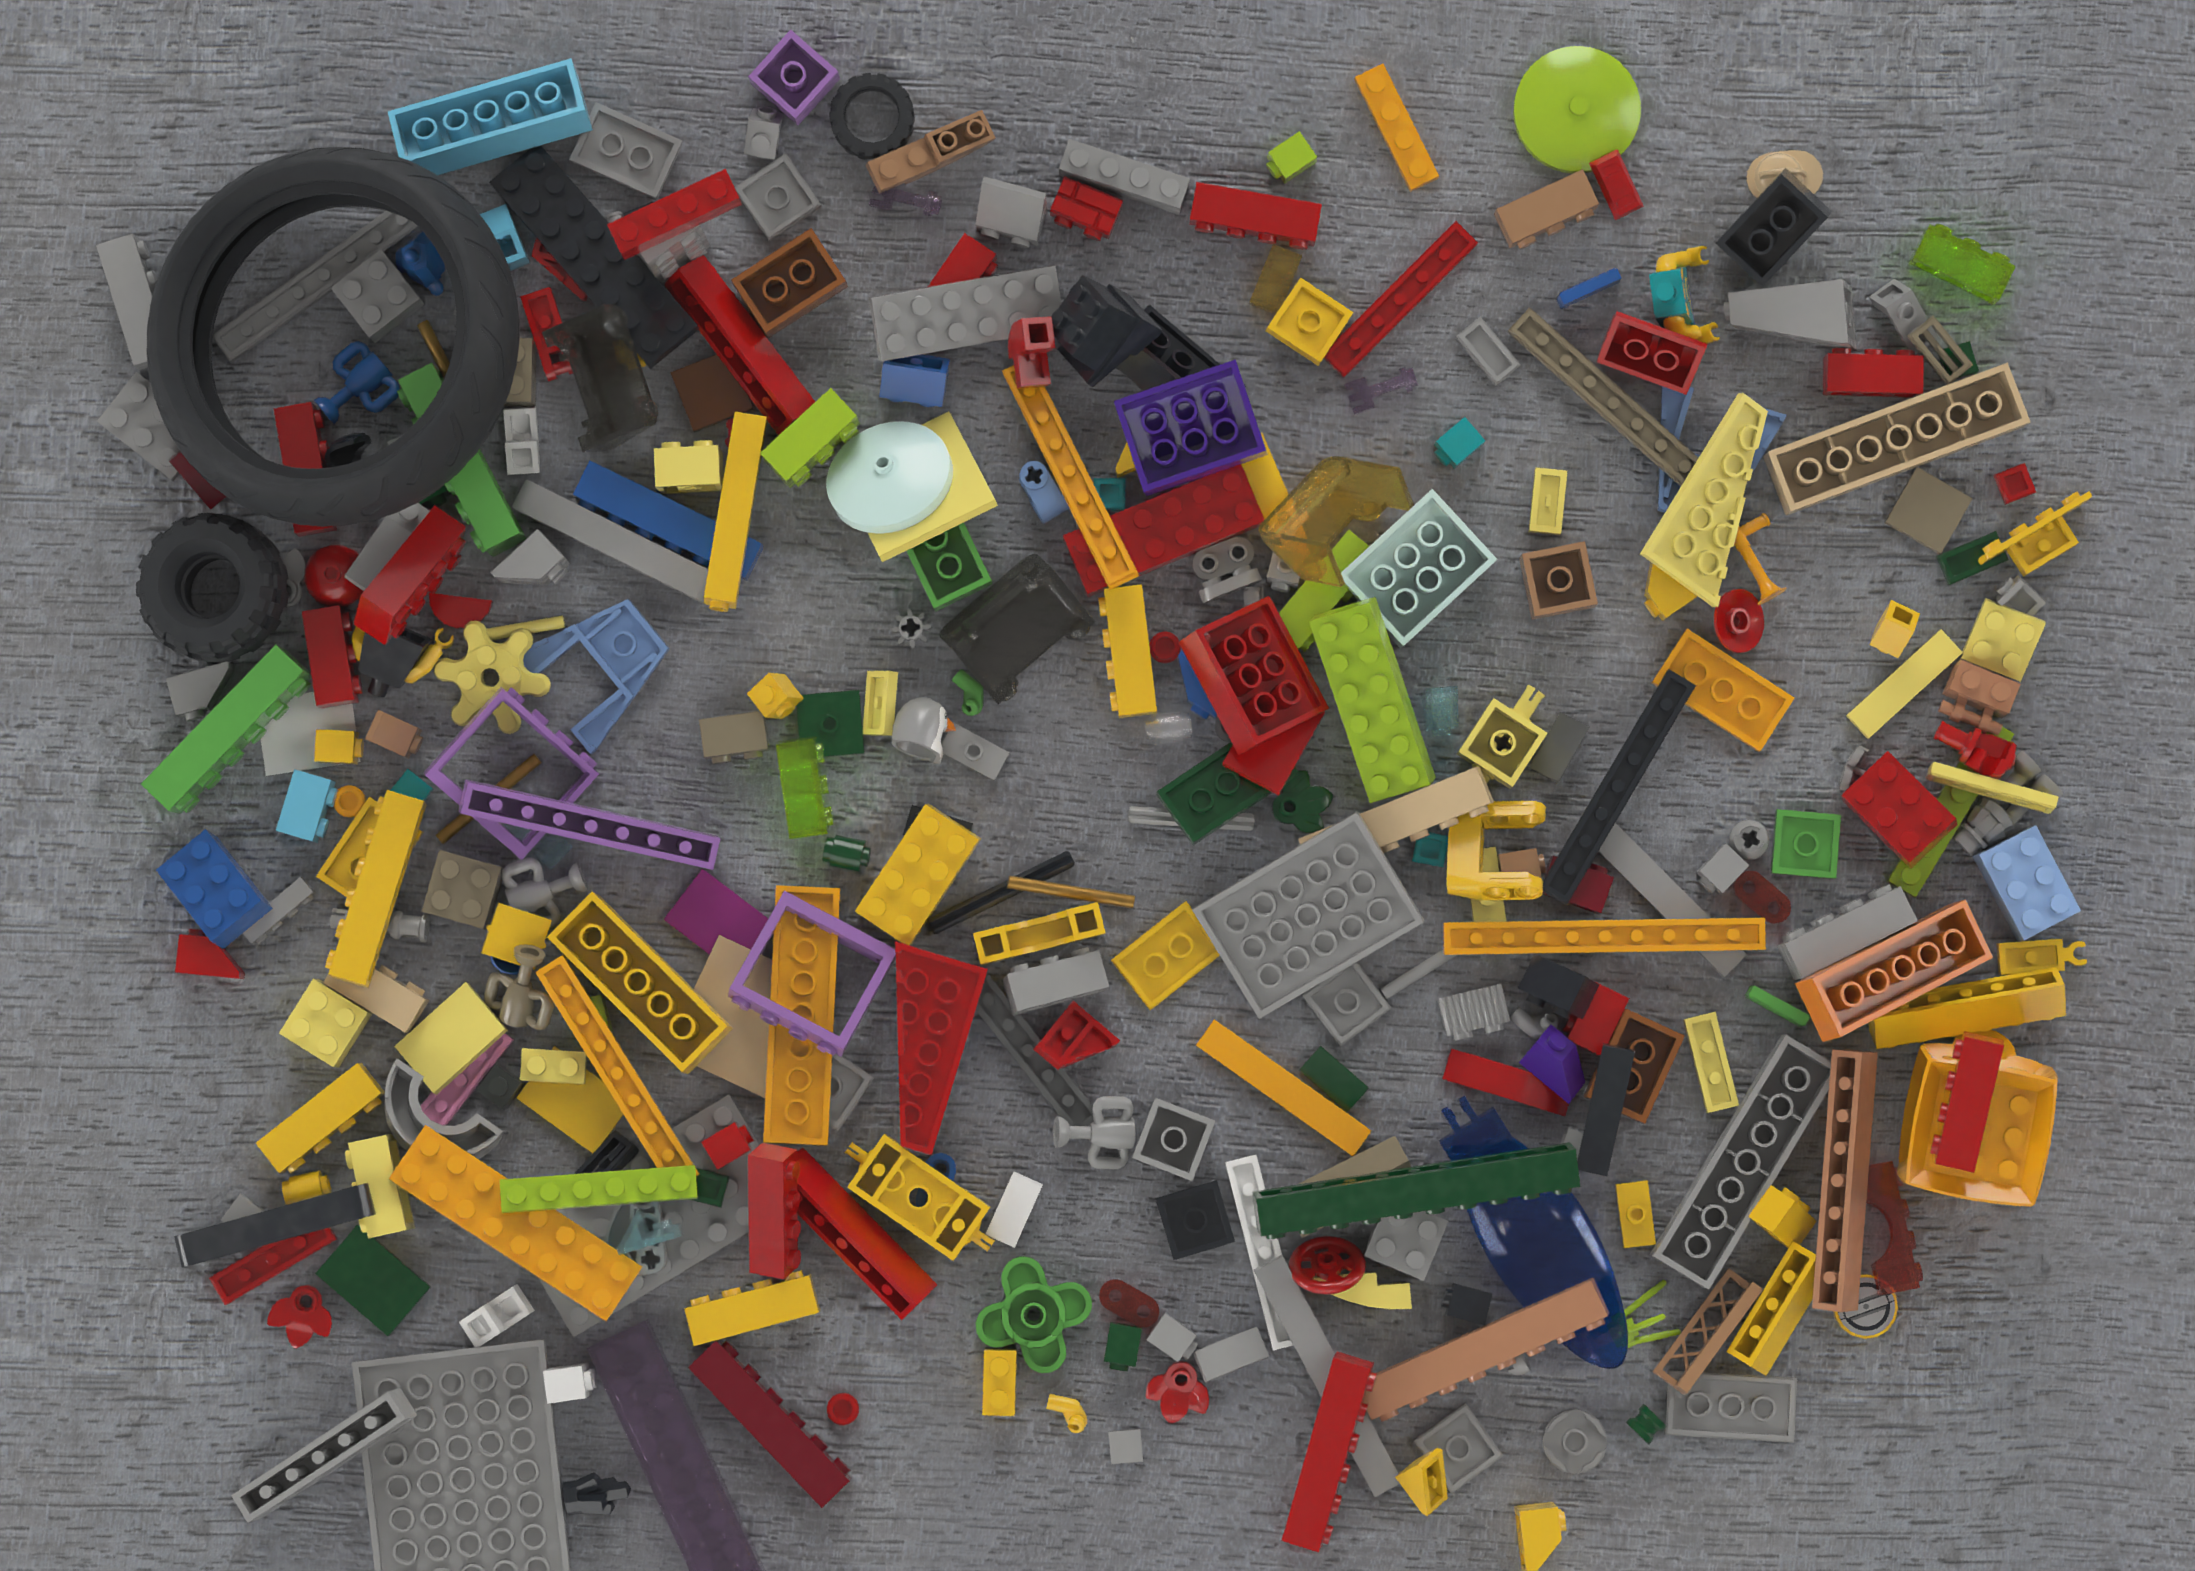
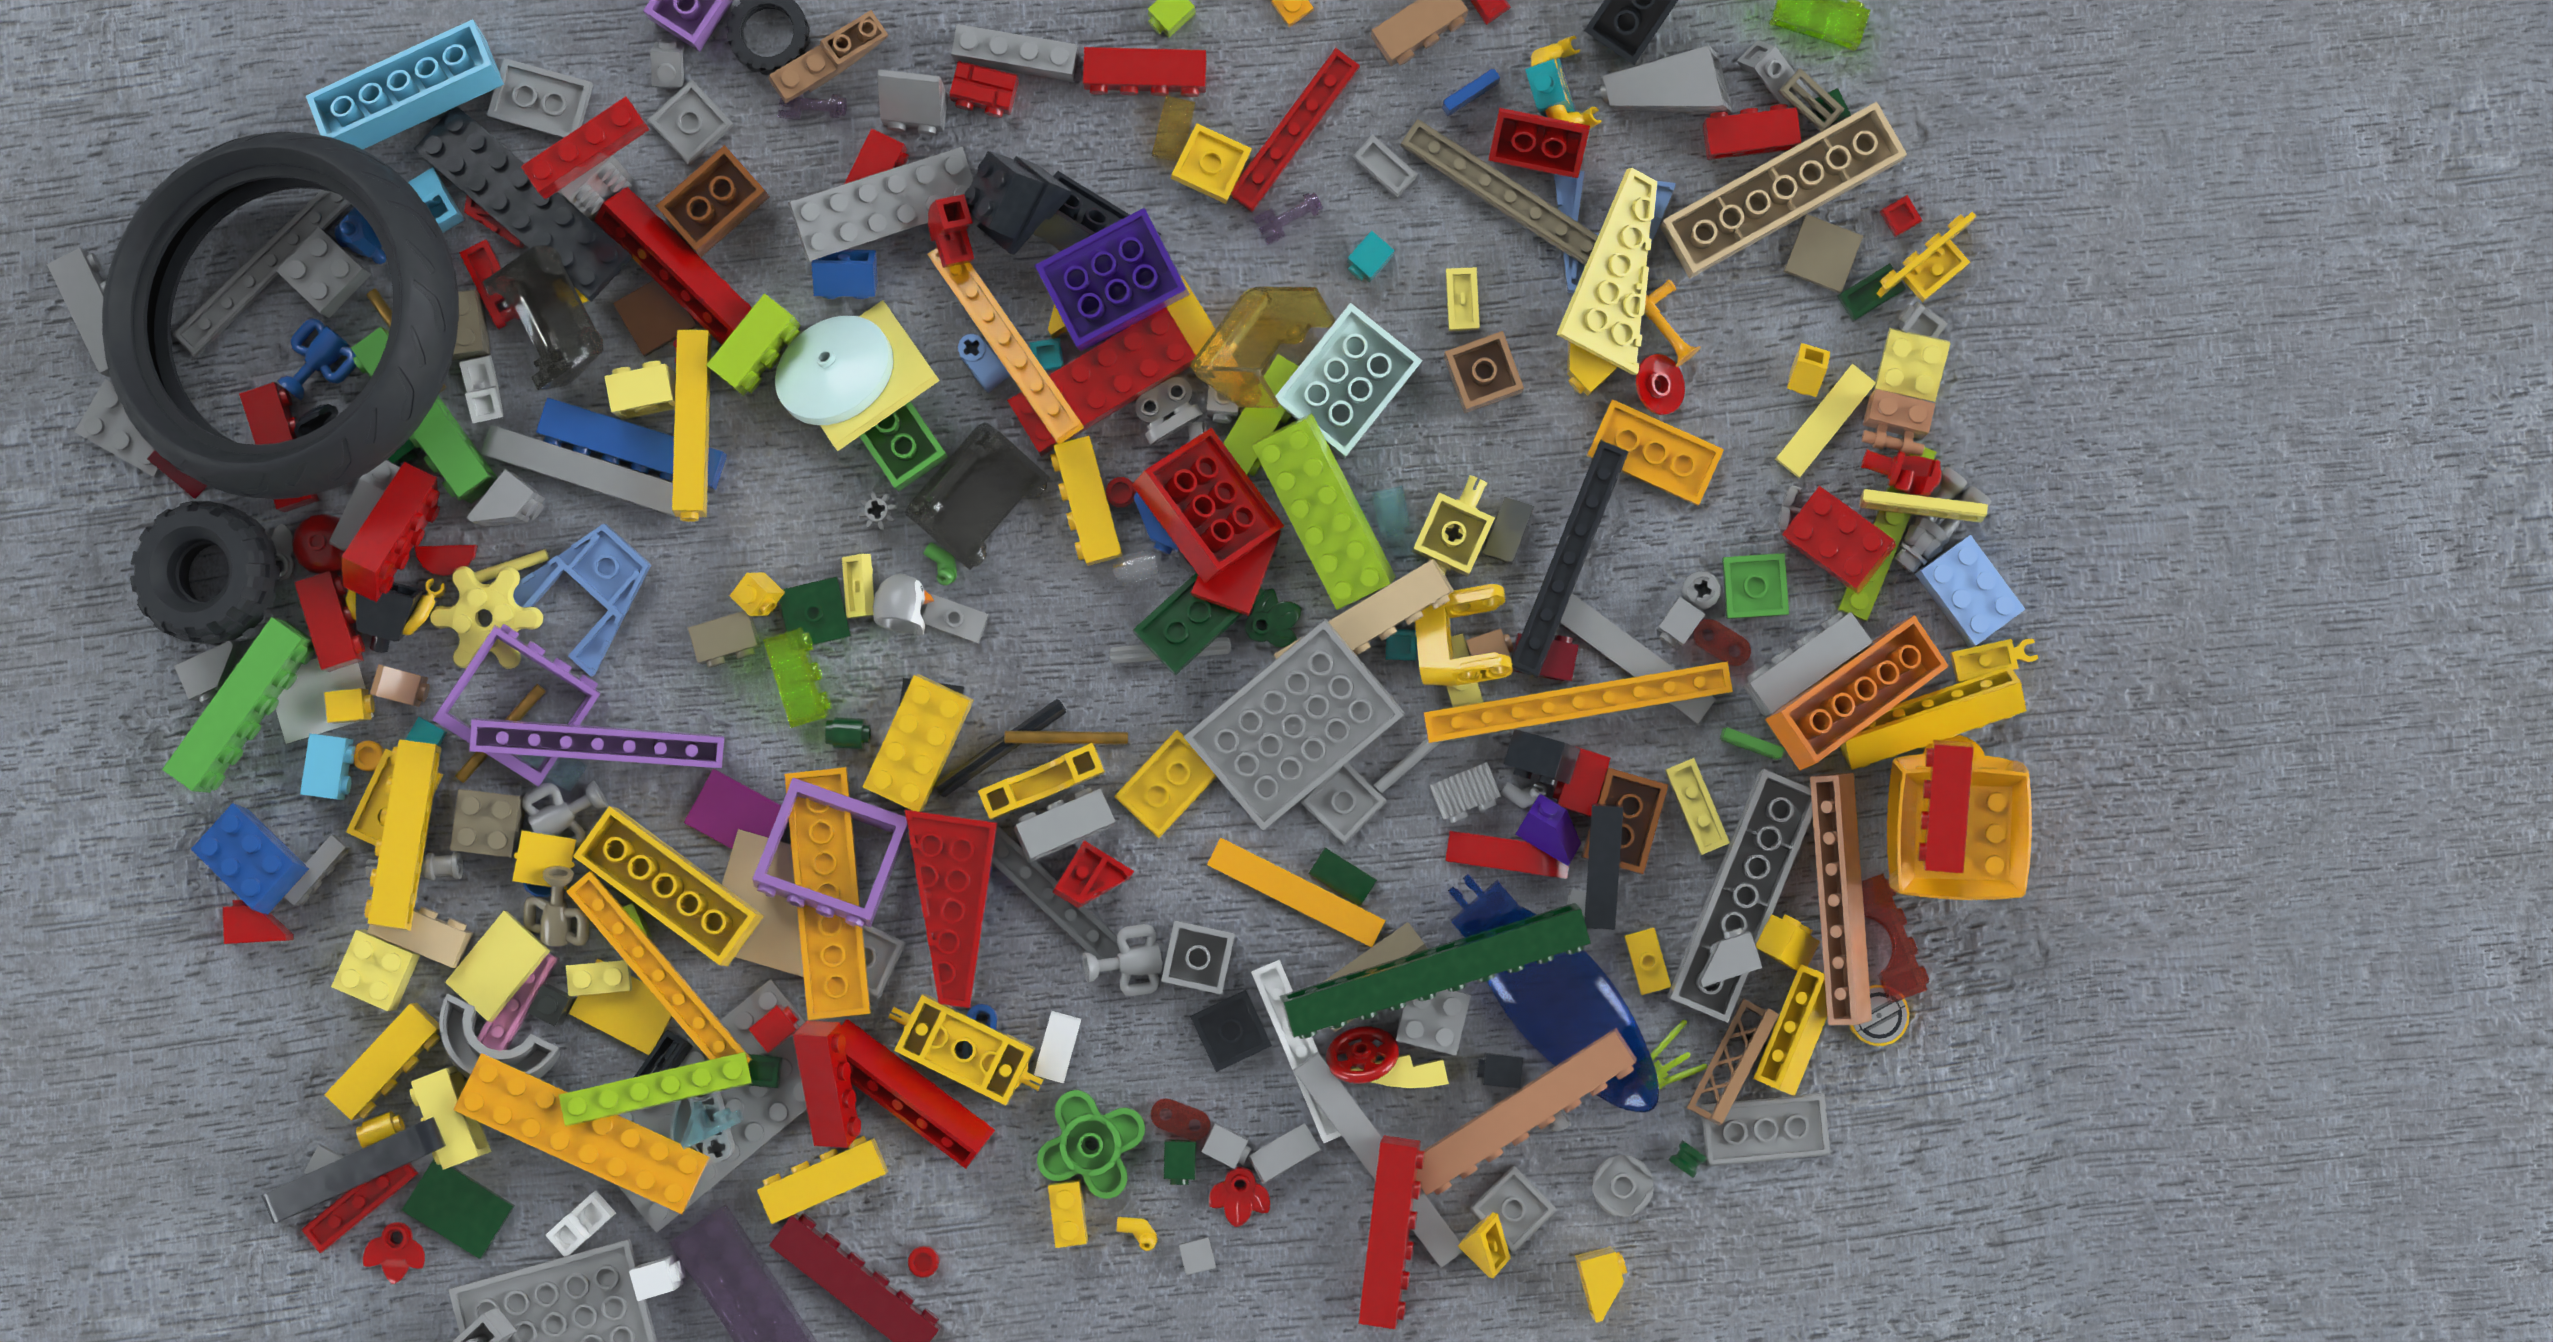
camera: 10 degrees left, 0 degrees up
(1722, 1223) = (1731, 958): none -> light grey slope

